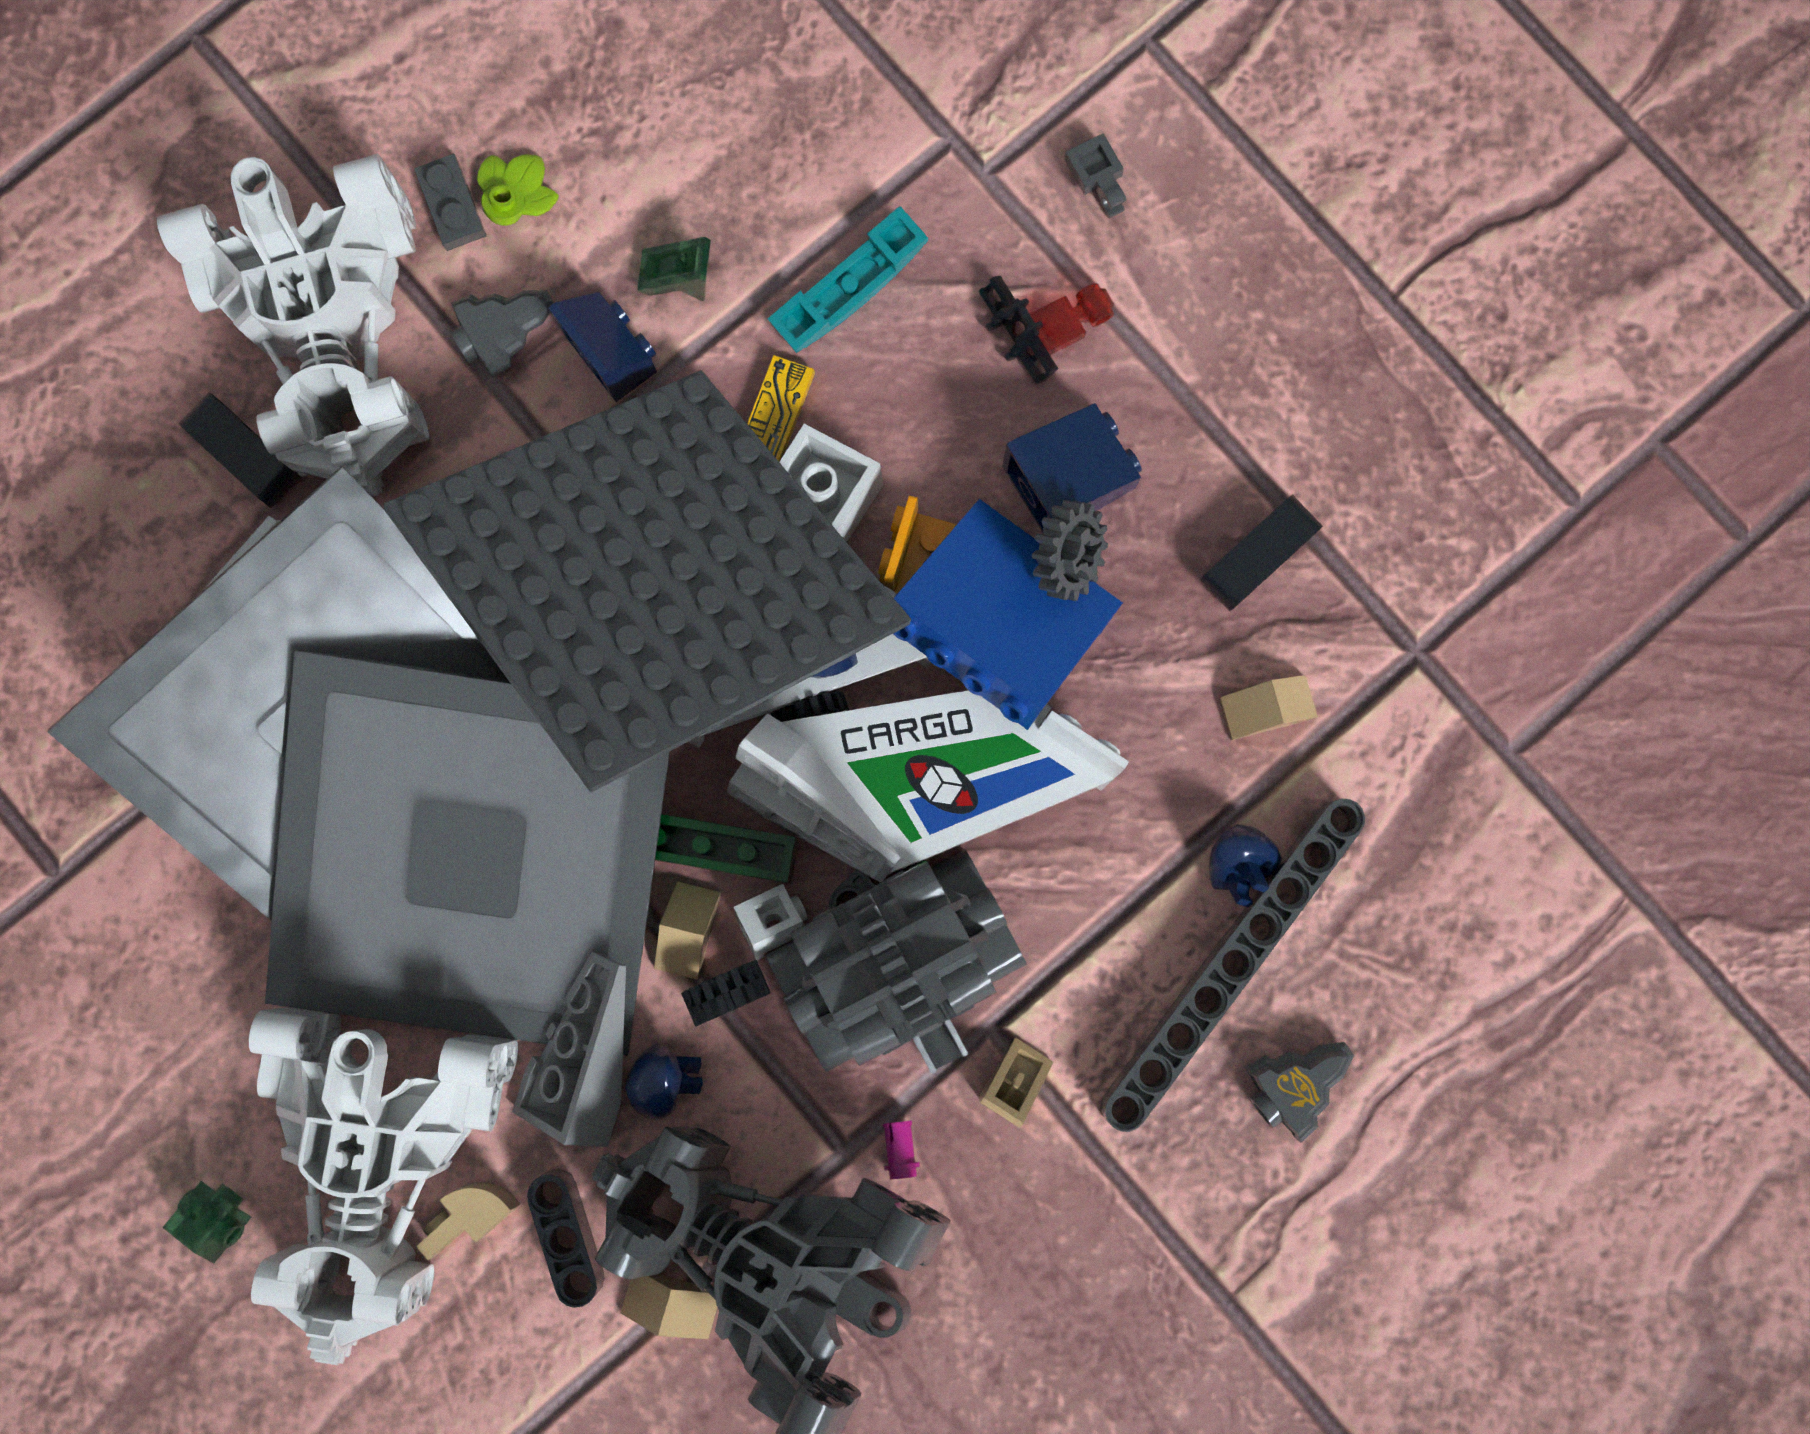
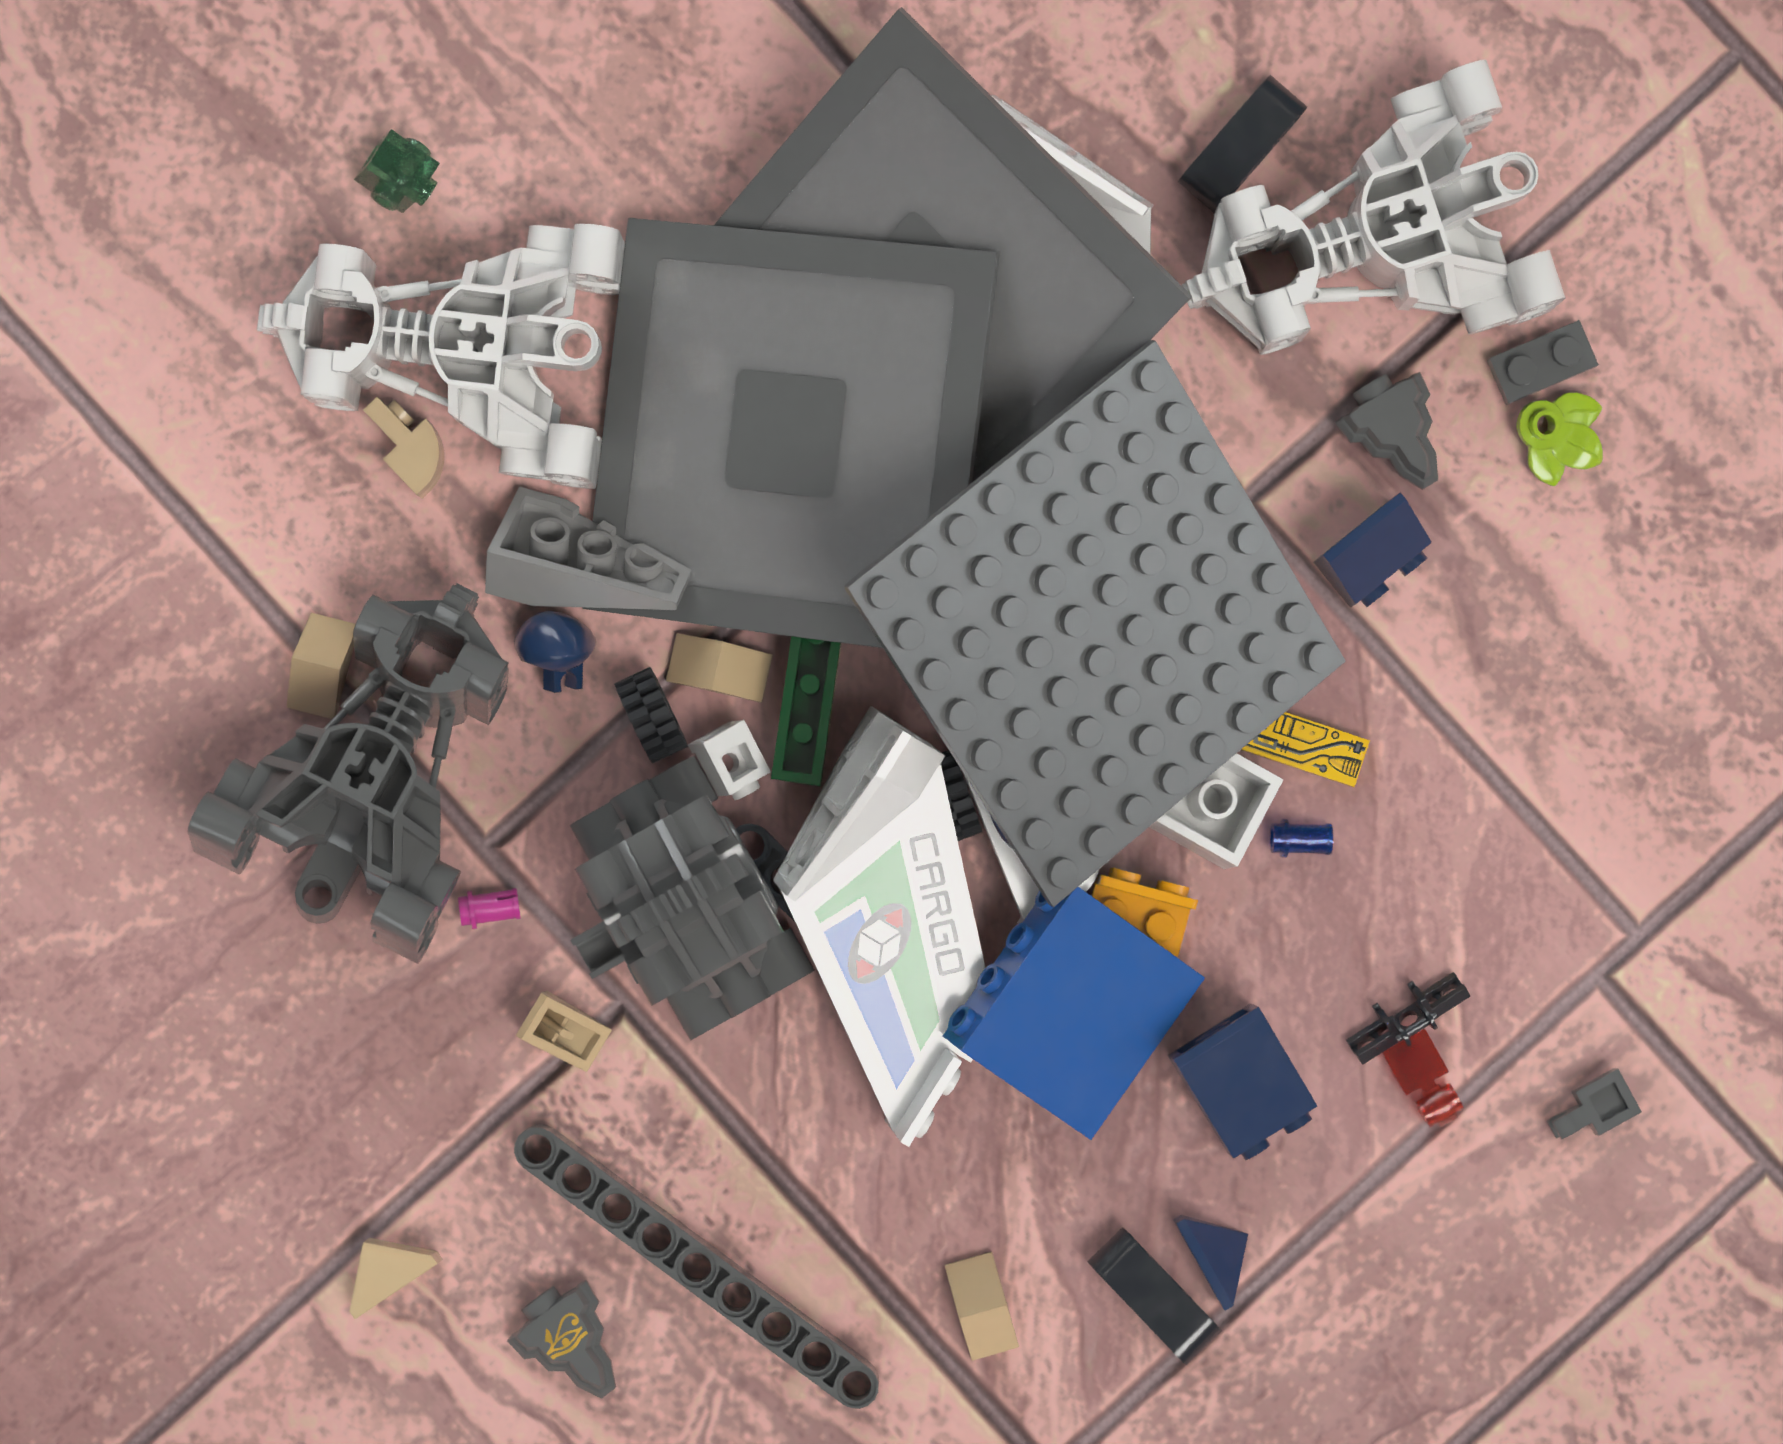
camera: 90 degrees right, 5 degrees up
(559, 1259) = (365, 548): black beam -> none
(676, 268) = (1465, 625): clear green slope -> none
(851, 283) = (1456, 824): teal slope -> none
(857, 424) = (1300, 838): none -> clear blue pin
(1070, 550) = (1140, 1079): dark grey gear -> none
(1225, 498) = (1218, 1254): none -> dark blue slope
(1234, 1256) = (386, 1269): none -> tan slope
(1243, 859) = (807, 1275): dark blue piece -> none

